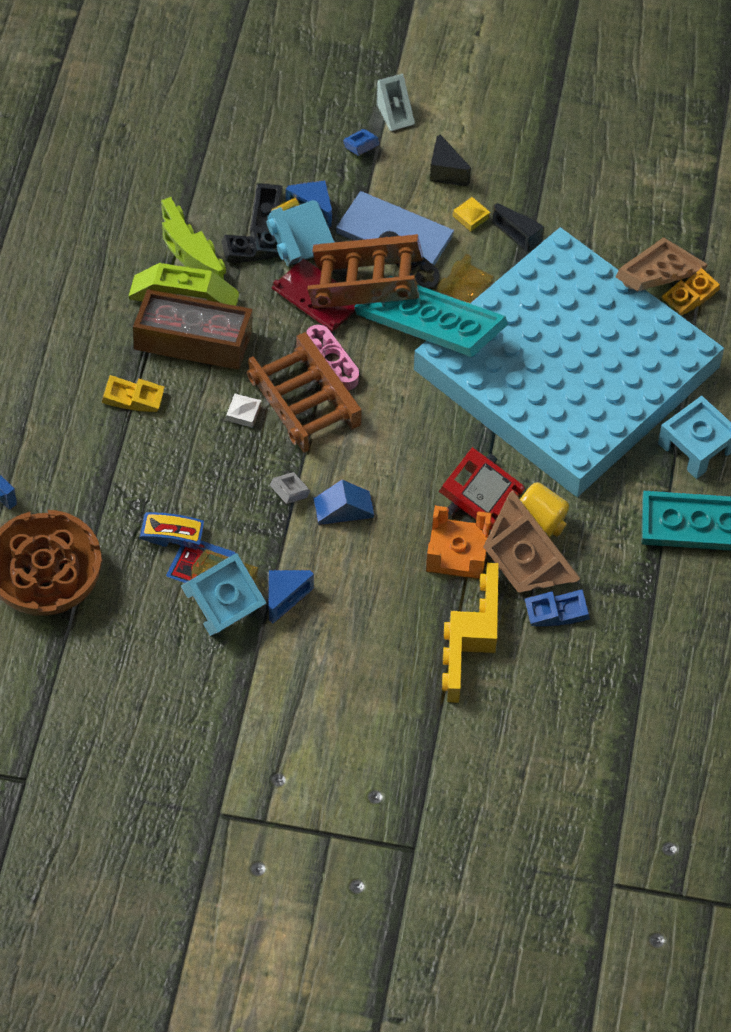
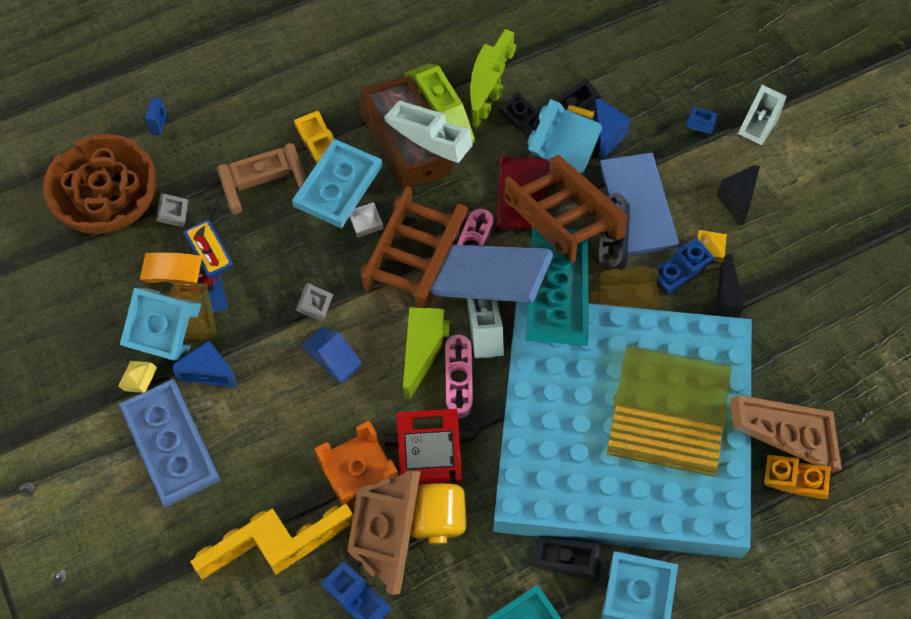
camera: 55 degrees right, 5 degrees up
(110, 533) = (172, 210): none -> light grey tile
(130, 448) = (259, 170): none -> medium nougat plate
(169, 563) = (171, 268): none -> light orange slope
(205, 399) = (337, 183): none -> medium azure plate
(220, 305) = (430, 130): none -> light aqua slope
(249, 644) = (137, 376): none -> light yellow tile
(324, 657) = (169, 443): none -> medium blue tile
(385, 349) = (492, 273): none -> medium blue tile
(390, 437) = (424, 343): none -> lime slope
(408, 387) = (485, 328): none -> light aqua slope
(430, 426) = (451, 366): none -> bright pink beam
(474, 239) = (683, 266): none -> blue slope
(589, 319) = (670, 410): none -> clear yellow piece
(636, 462) = (569, 557): none -> black slope

